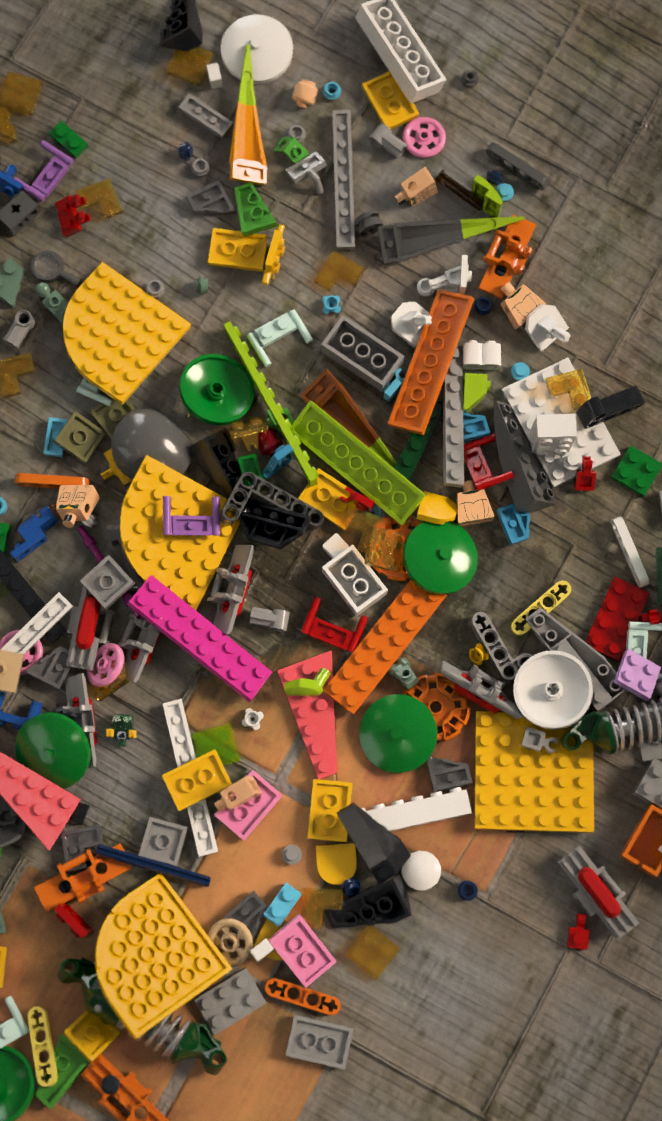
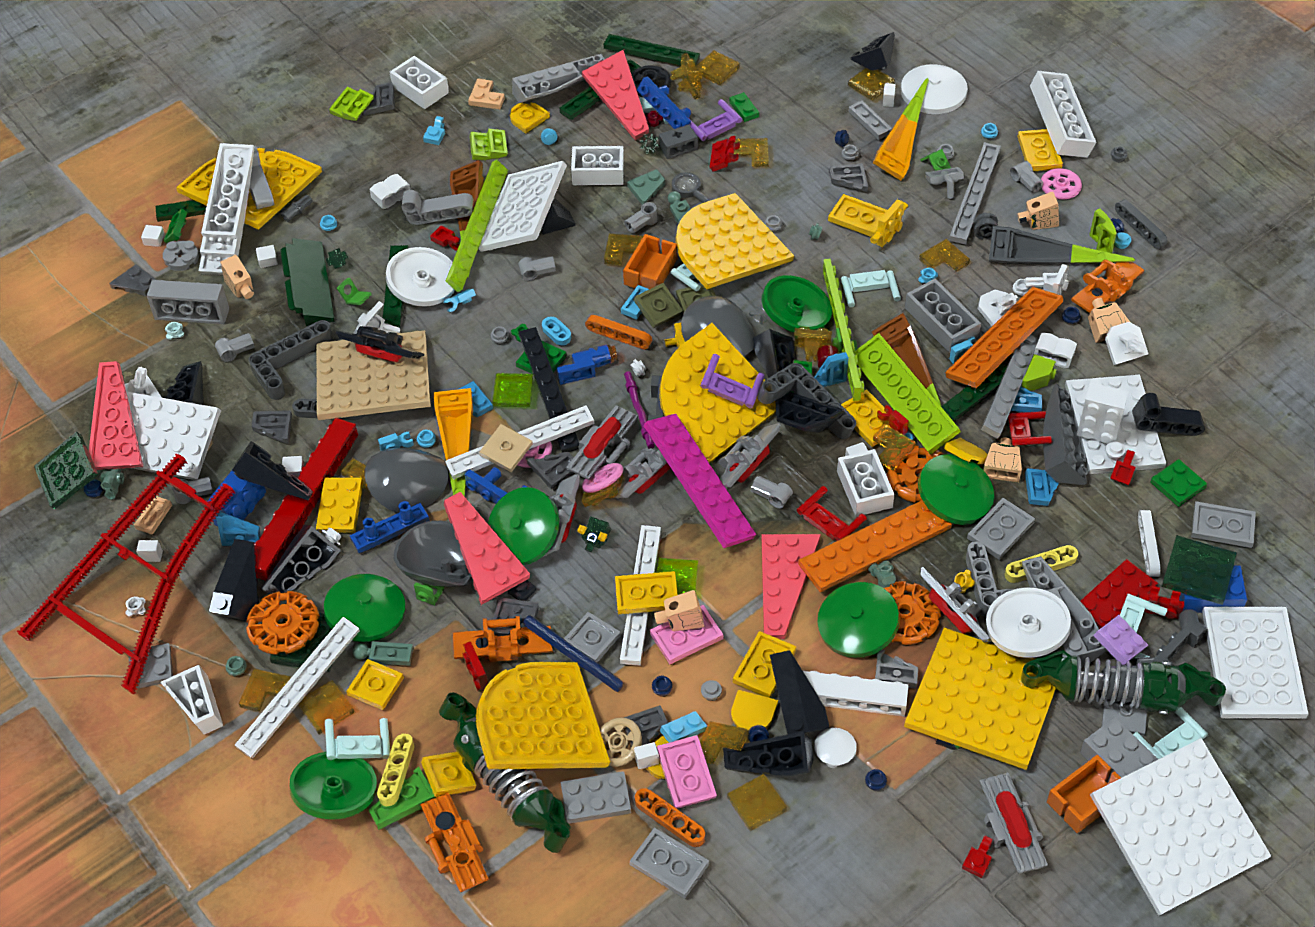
camera: 25 degrees right, 25 degrees down
(52, 388) = (647, 265): none -> orange piece
(76, 503) = (627, 348): light nougat torso -> none
(107, 582) = (633, 409): light grey plate -> none
(246, 866) = (662, 685): none -> dark blue plate
(247, 720) = (721, 562): white plate -> none
(252, 210) = (883, 190): bright green wing -> none
(304, 93) = (964, 125): light nougat head -> none
(307, 687) = (785, 549): lime arm -> none
(384, 549) = (903, 461): clear yellow plate -> none
(459, 190) = (1079, 226): dark brown axle -> none
(493, 583) = (1001, 528): none -> light grey plate
(520, 370) = (1088, 372): medium azure plate -> none
(534, 740) = (997, 663): light grey plate -> none
(572, 383) = (1136, 388): clear yellow plate -> none

